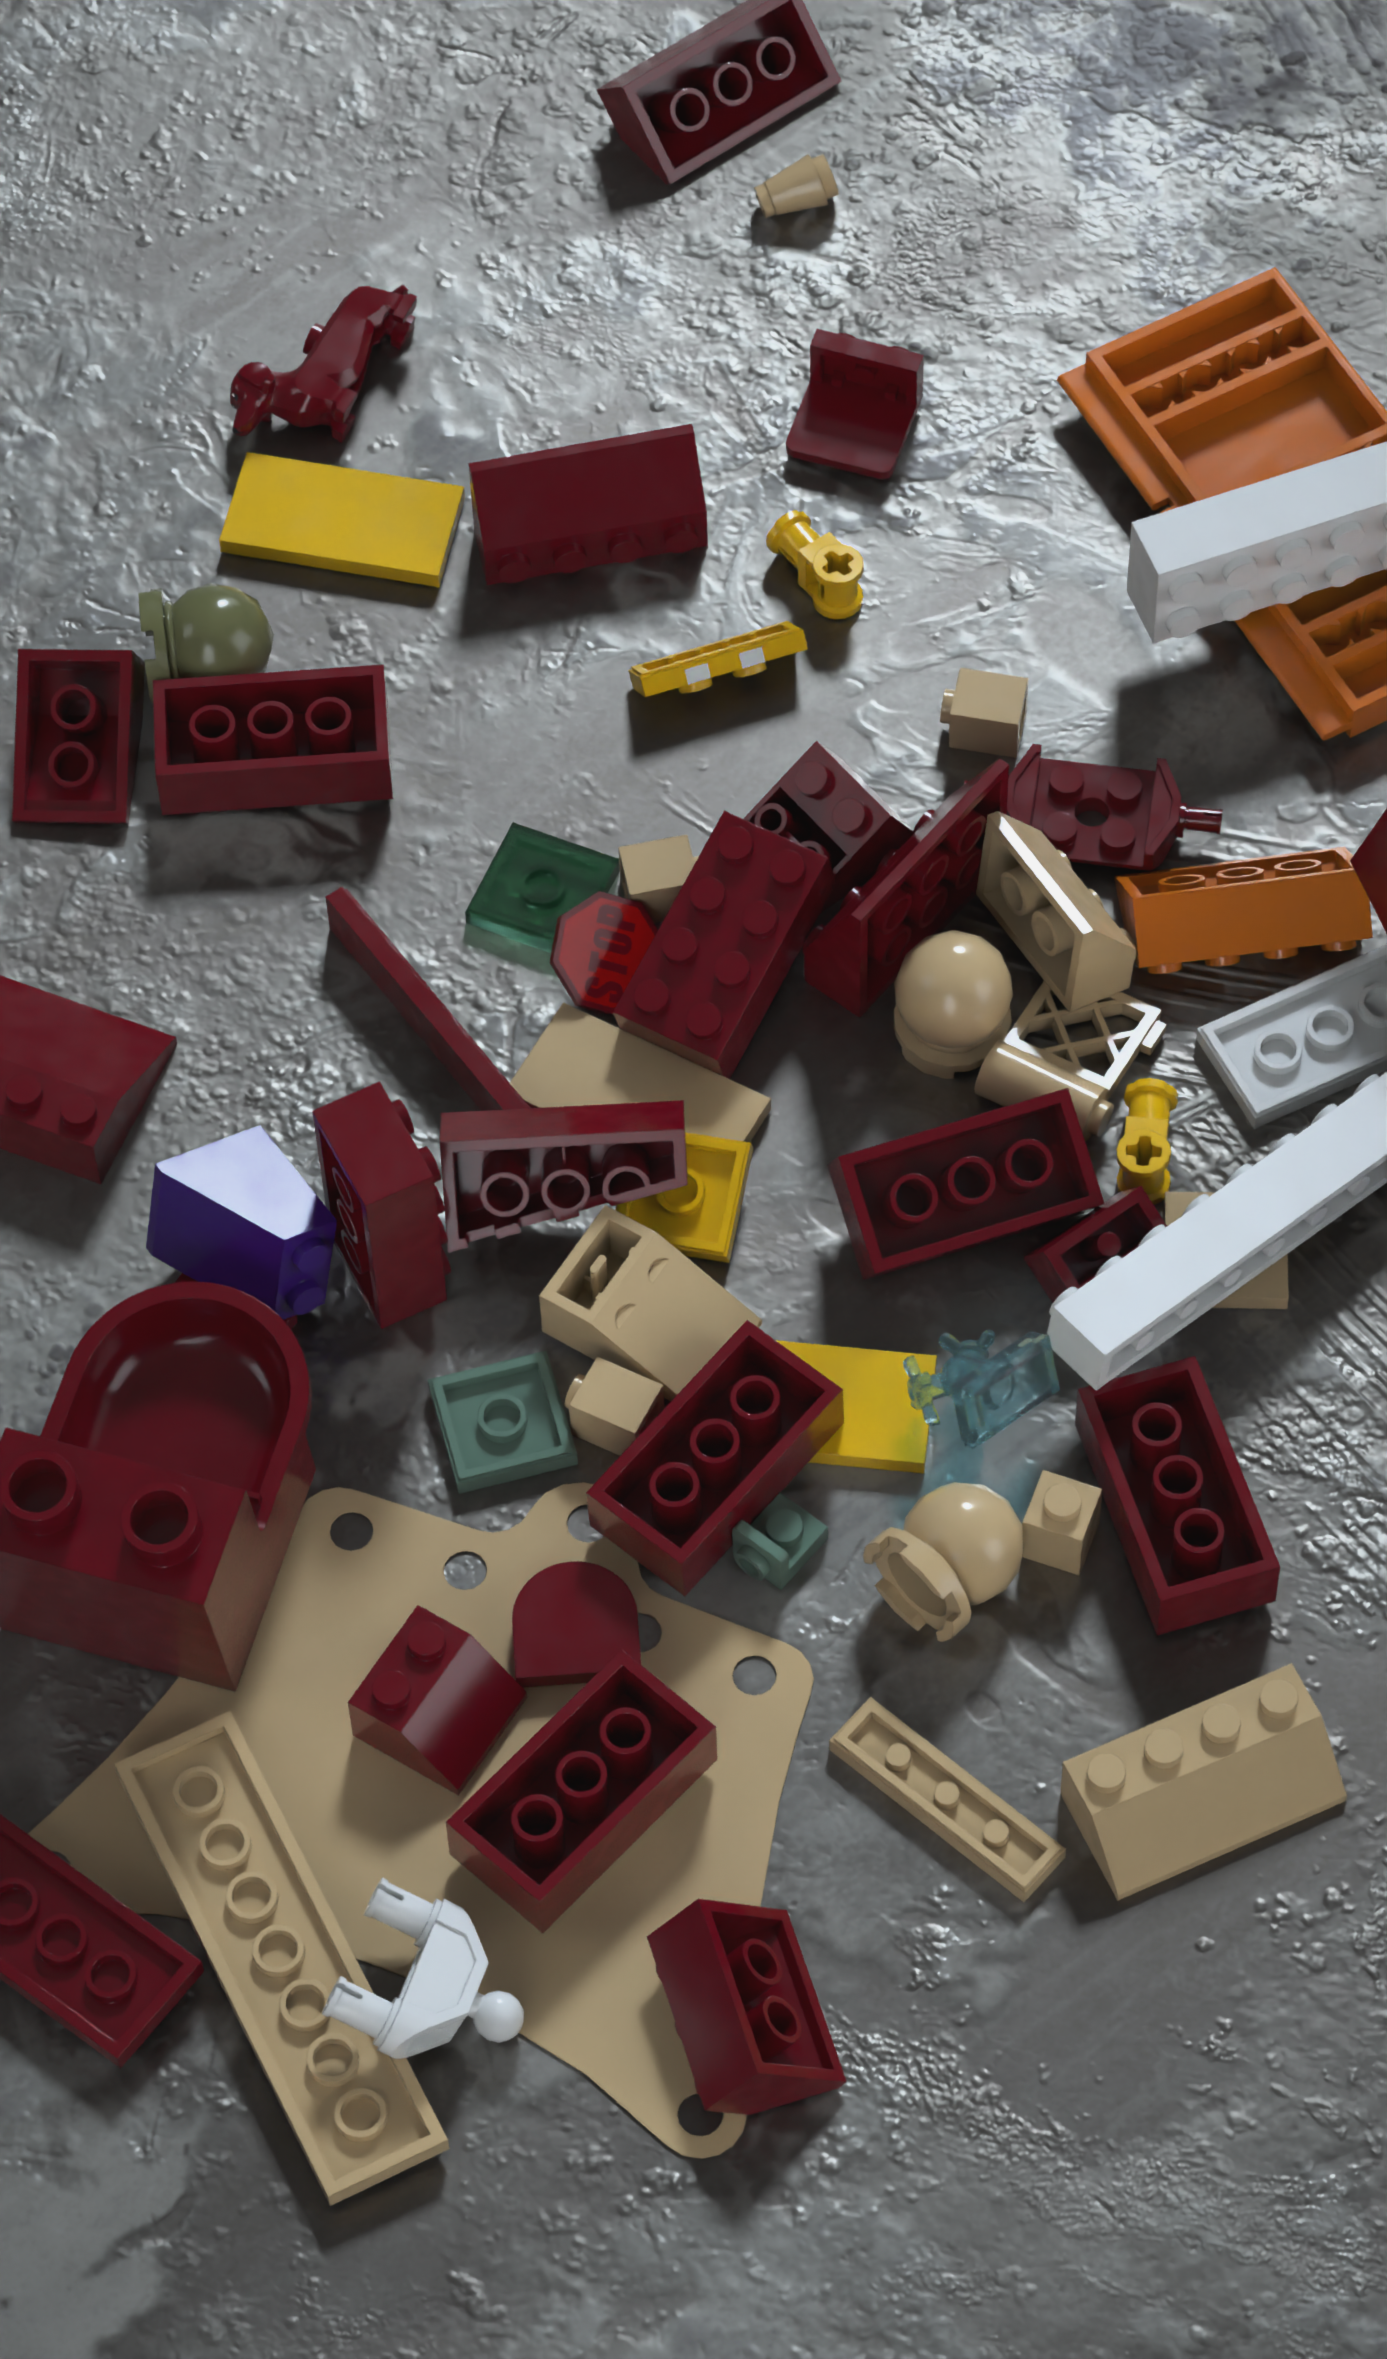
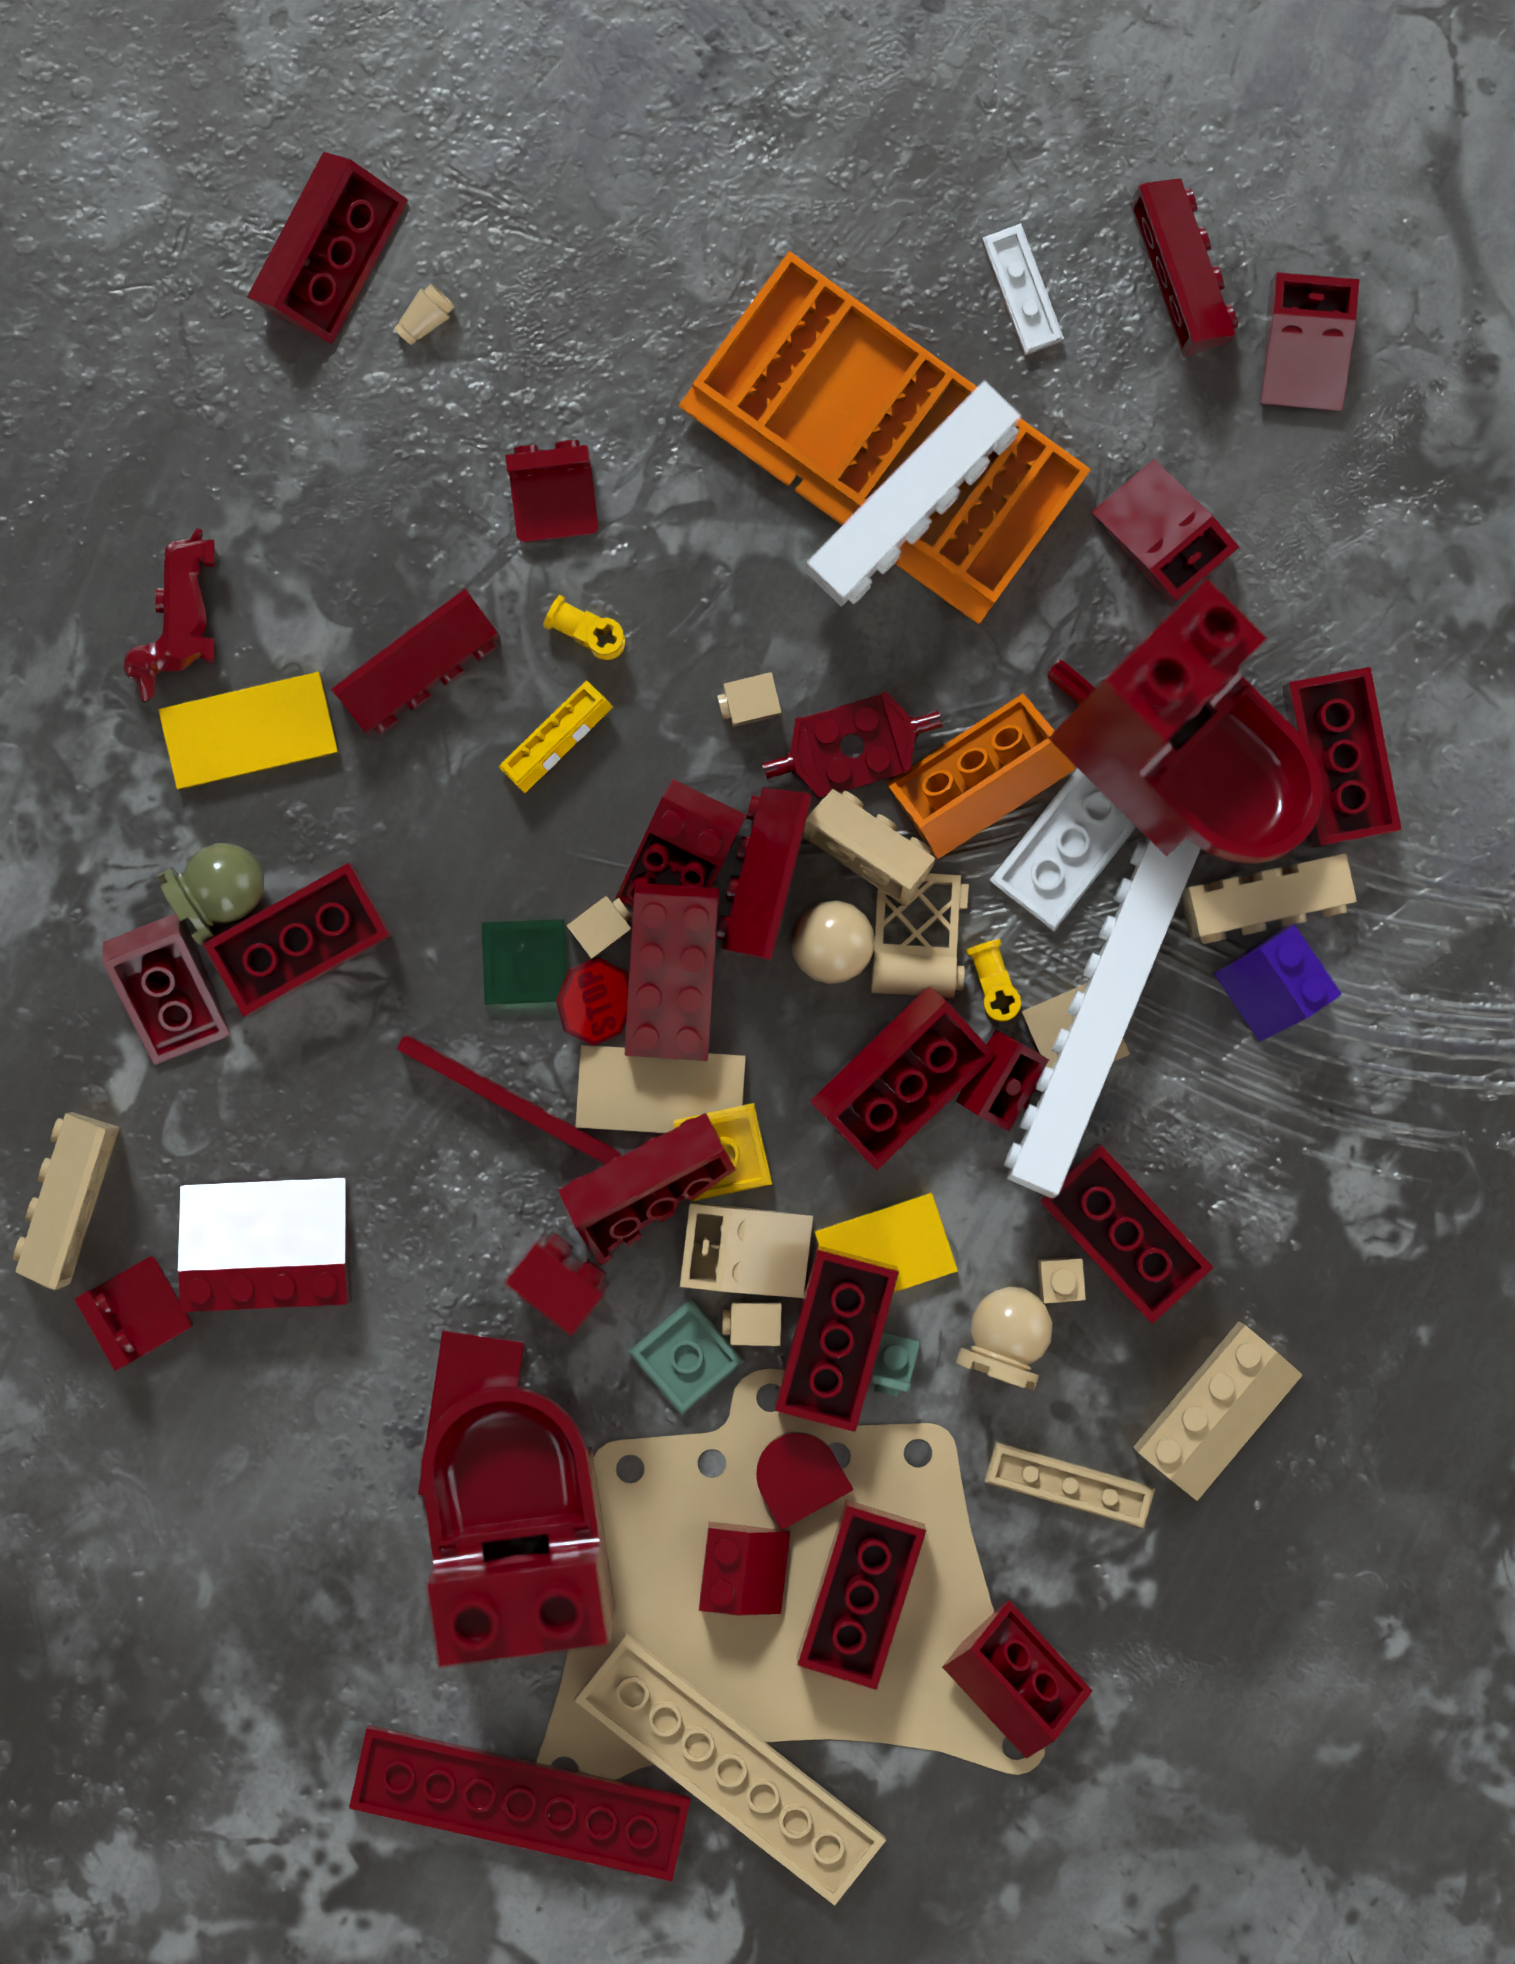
camera: 30 degrees left, 30 degrees up
(243, 1222) = (473, 1318): dark purple slope -> none
(438, 1986) = (835, 1752): white connector -> none
(985, 1390) = (987, 1224): clear light blue piece -> none

